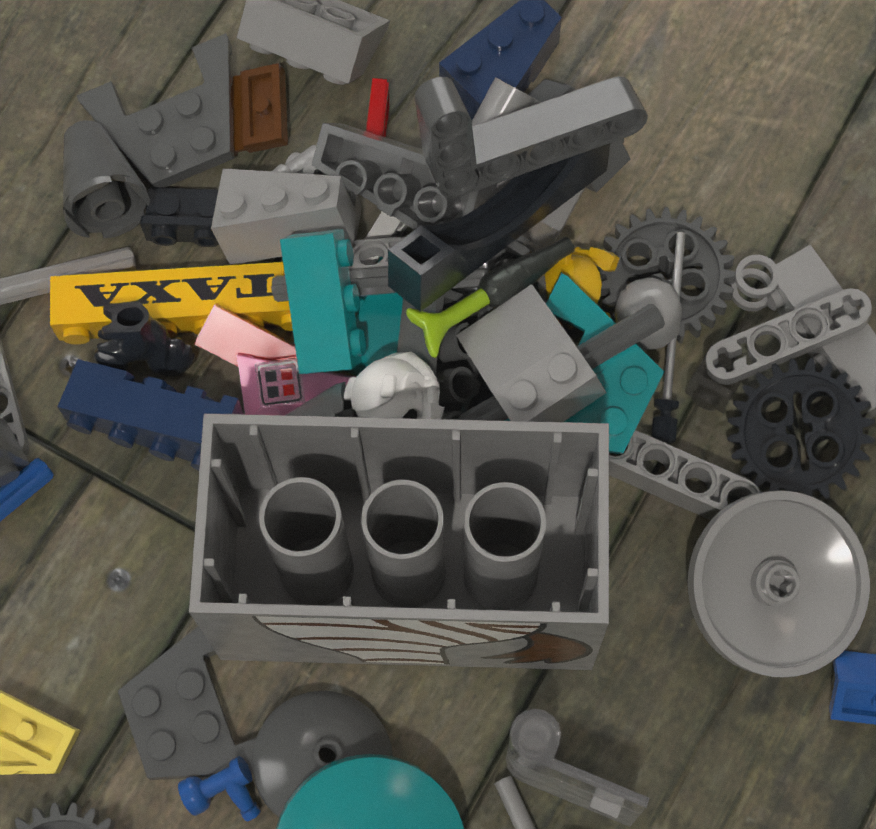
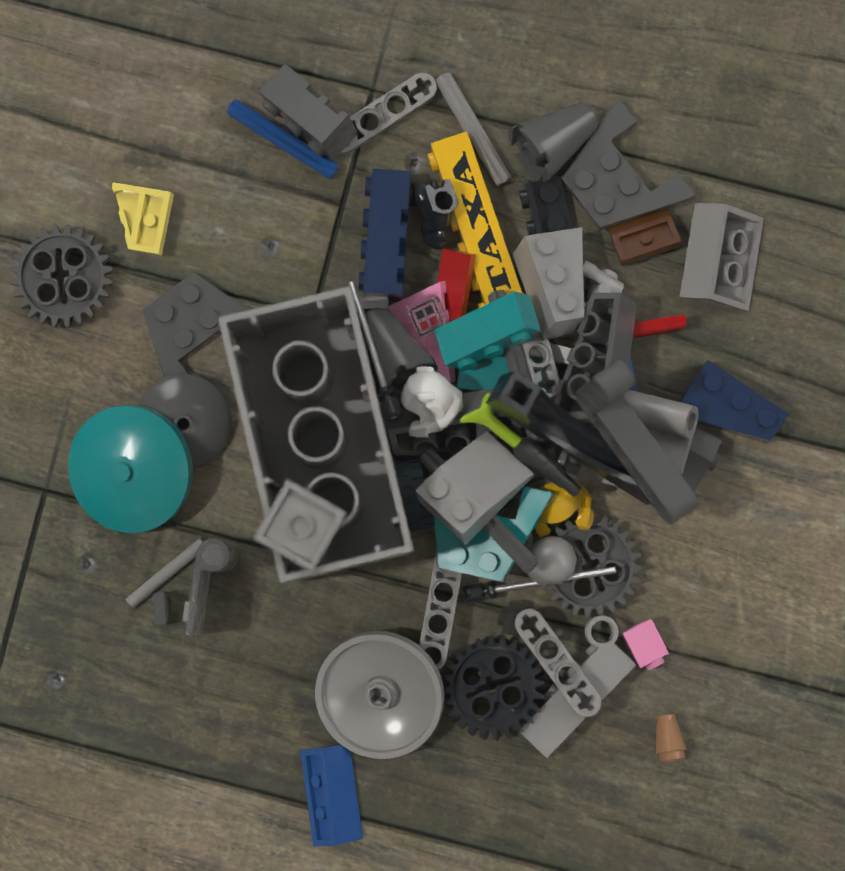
camera: 75 degrees right, 15 degrees up
(197, 793) = (140, 345): blue piece -> none
(532, 570) = (299, 525): none -> light grey tile
(782, 231) = (645, 644): none -> bright pink brick

